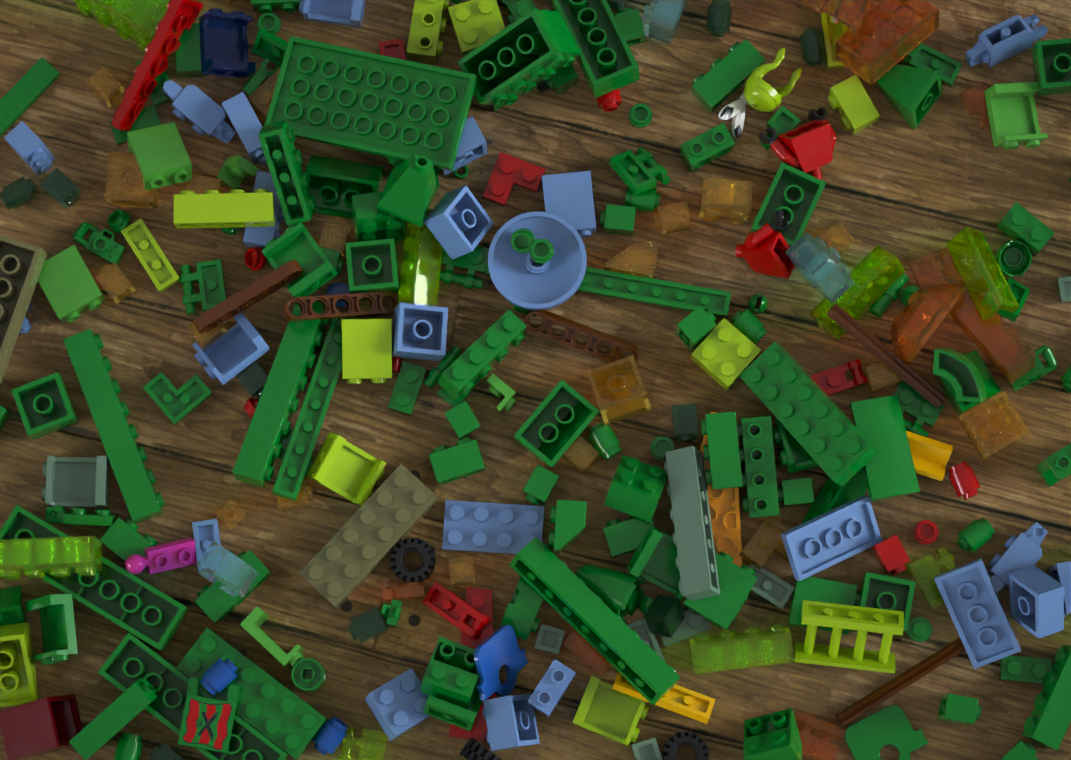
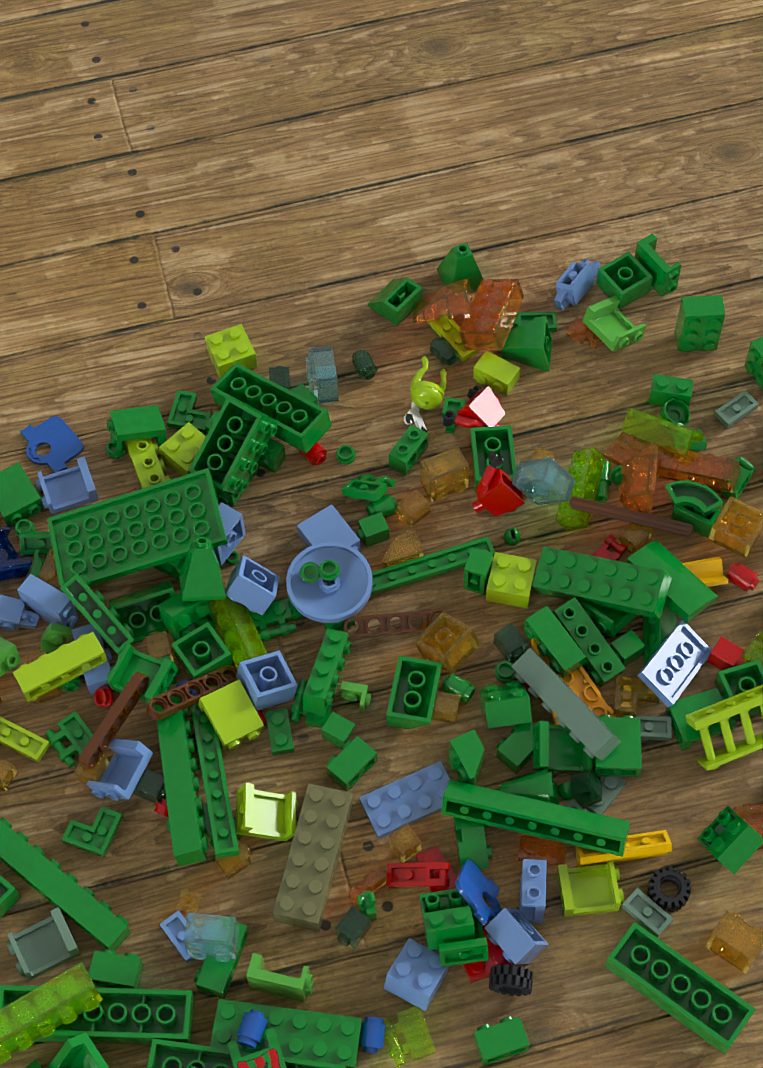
camera: 30 degrees left, 20 degrees down
(79, 516) = (39, 978): green hinge -> none
(163, 557) = (150, 963): dark pink plate -> none
(308, 675) = (326, 993): green wheel -> none
(402, 549) = (359, 844): black tyre -> none
(510, 172) = (271, 539): red plate -> none
(540, 485) = (428, 746): green brick -> none
(549, 639) = (506, 859): sand green plate -> none
(726, 75) = (392, 398): green brick -> none
(741, 650) = (660, 784): clear neon green brick -> none
(749, 325) = (516, 549): green brick -> none
(917, 407) = (677, 545): green plate -> none
(926, 532) = (739, 628): red plate -> none

